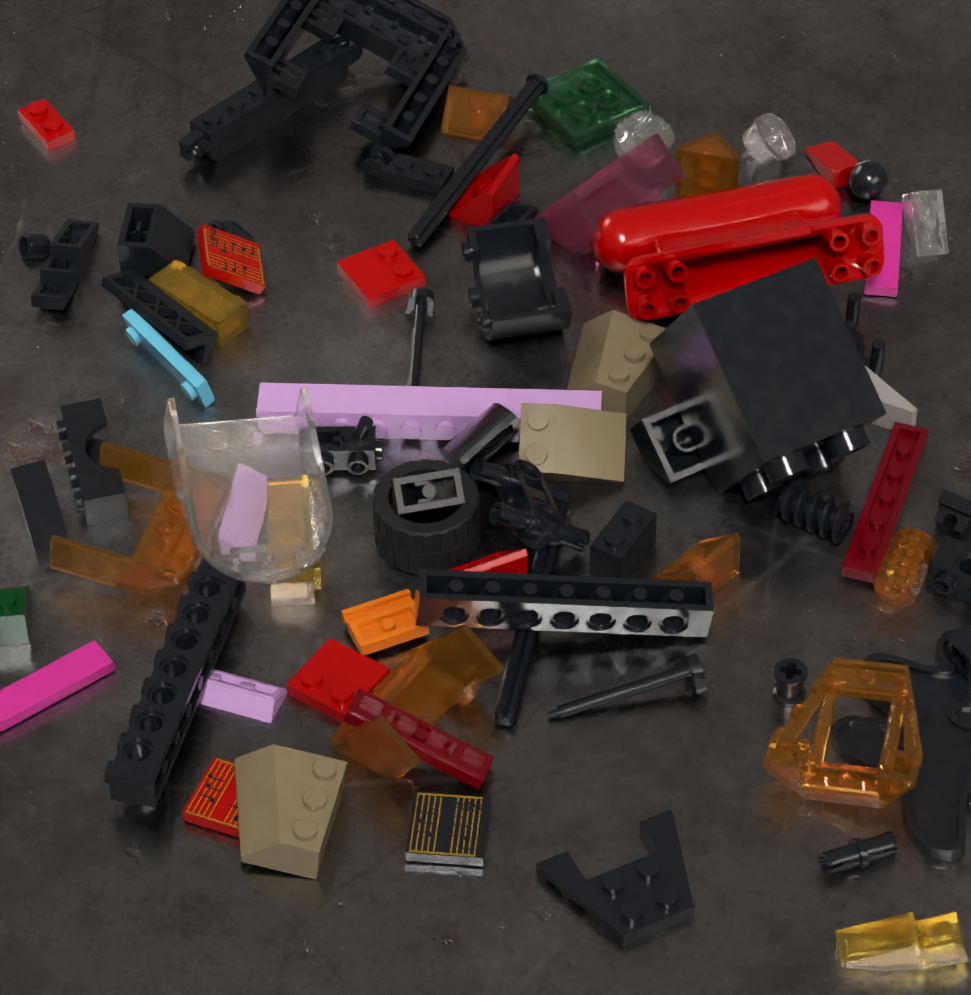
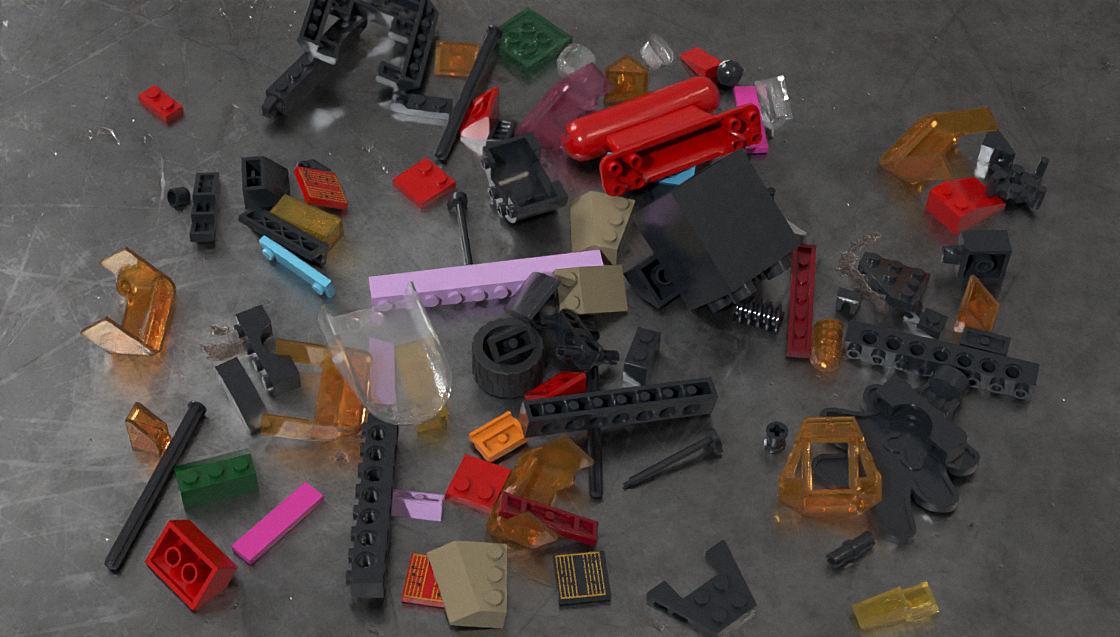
camera: 15 degrees left, 5 degrees up
(350, 447) = (445, 313): black brick -> none
(707, 560) = (695, 362): clear orange slope -> none

